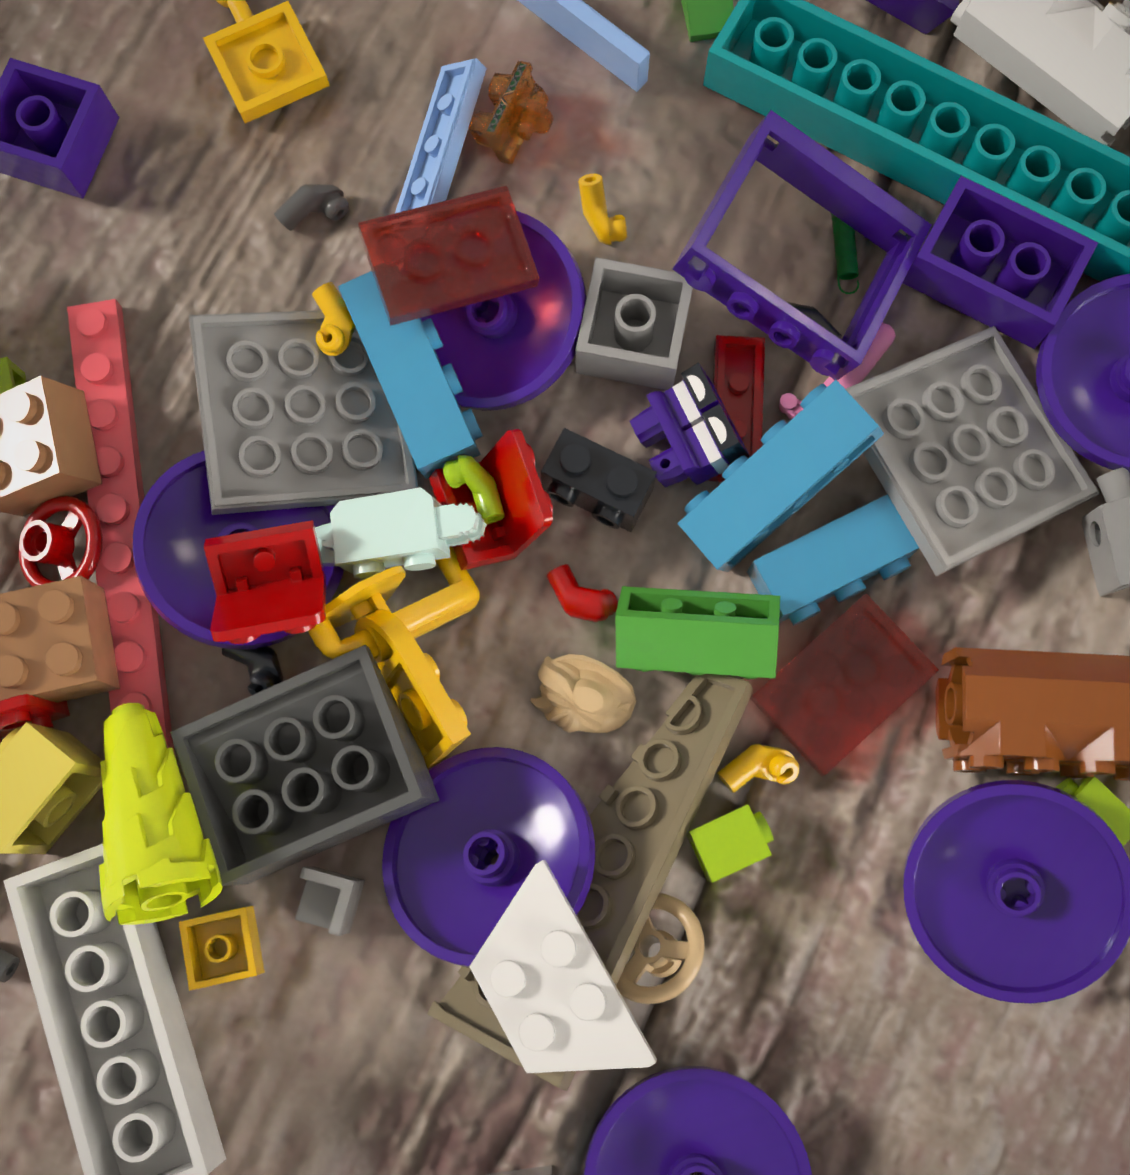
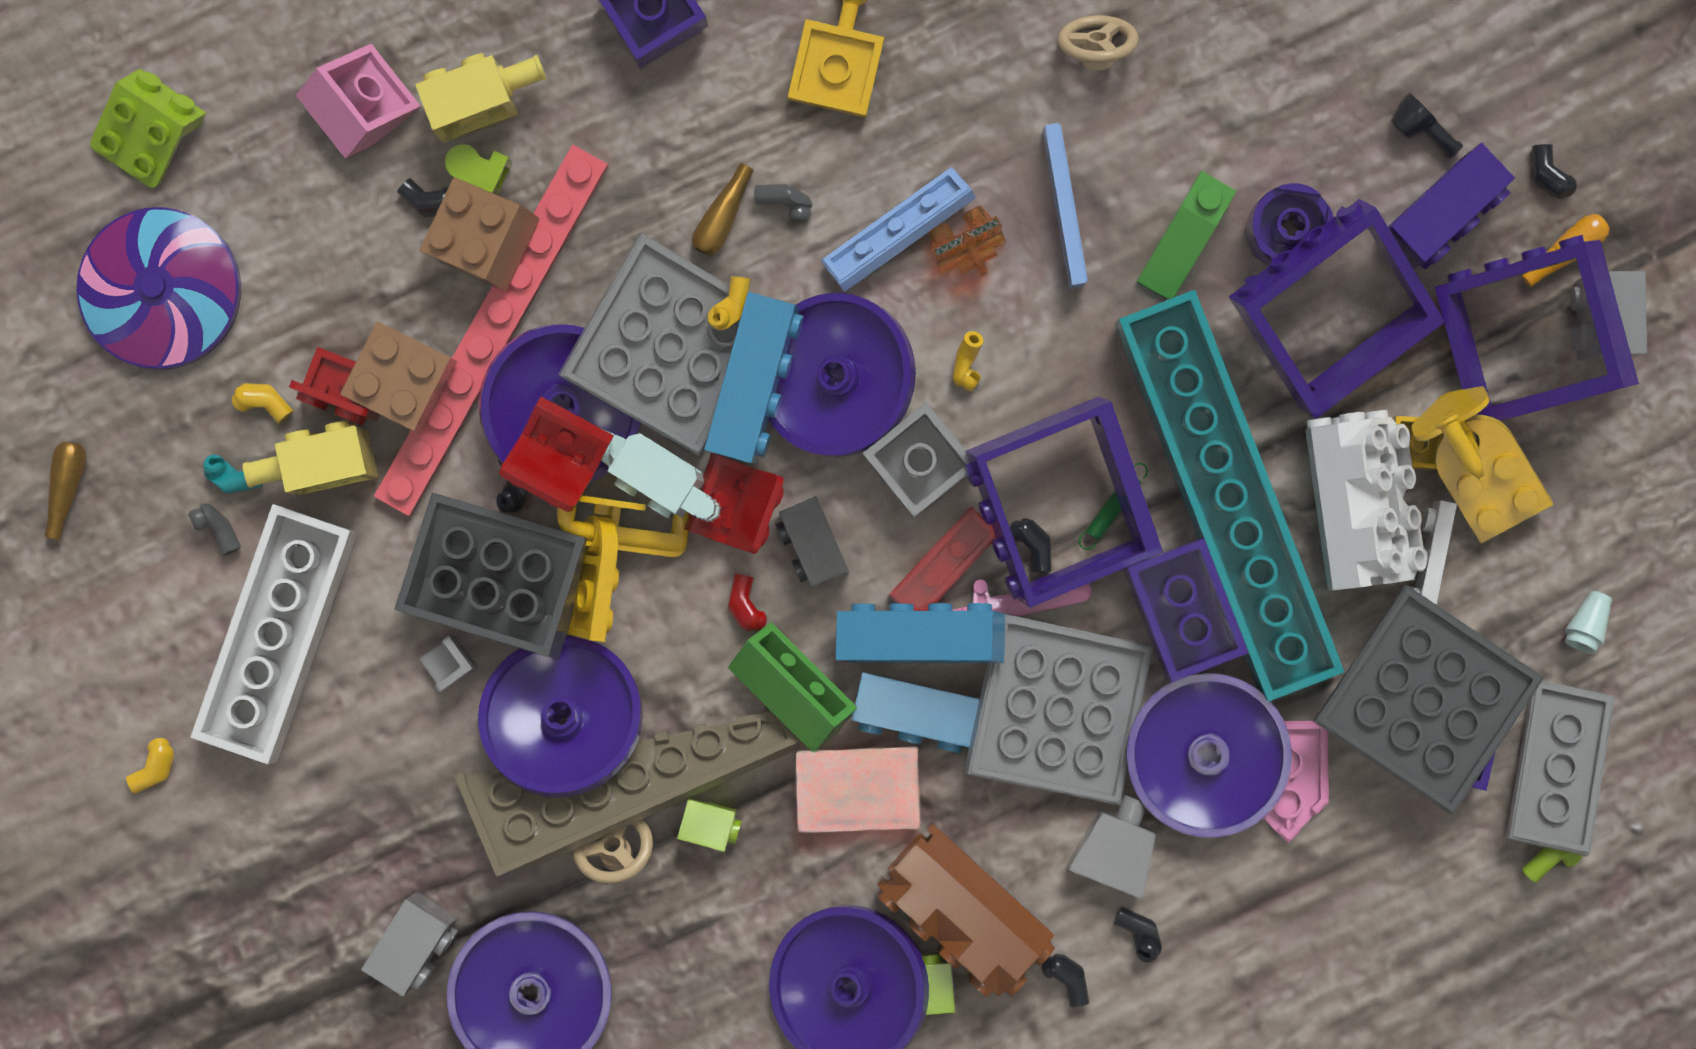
camera: 35 degrees right, 10 degrees up
(55, 543) = (433, 300): red piece -> none
(149, 826) = (381, 541): neon yellow cone -> none
(221, 947) = (364, 640): yellow piece -> none
(263, 269) = (718, 219): none -> pearl gold piece
(448, 255) = (830, 332): clear red plate -> none
(483, 486) = (738, 485): lime arm -> none
(554, 987) = (538, 820): white wing -> none
(583, 694) = (696, 666): tan hat -> none
(696, 427) = (899, 558): dark purple hips -> none
(760, 762) = (768, 793): yellow arm -> none

